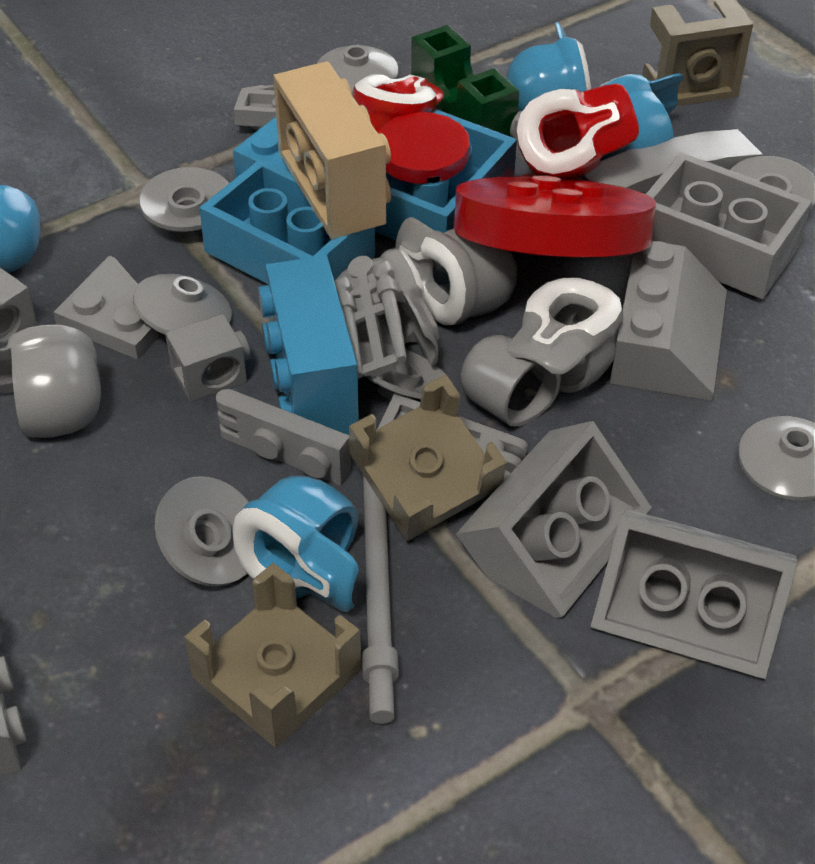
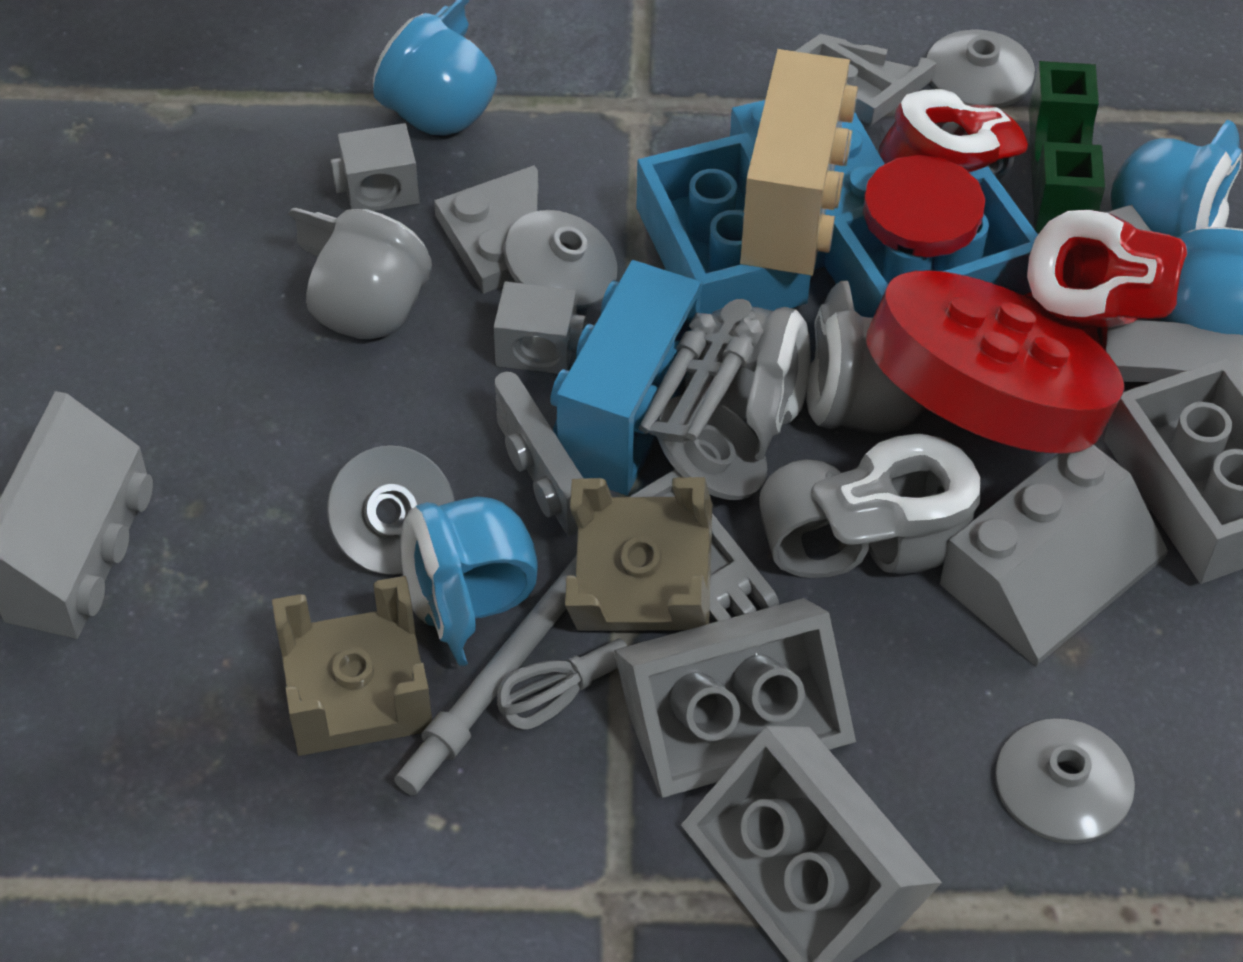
camera: 35 degrees right, 5 degrees up
(175, 197) = (651, 128): light grey dish -> none
(433, 567) = (573, 676): none -> light grey piece

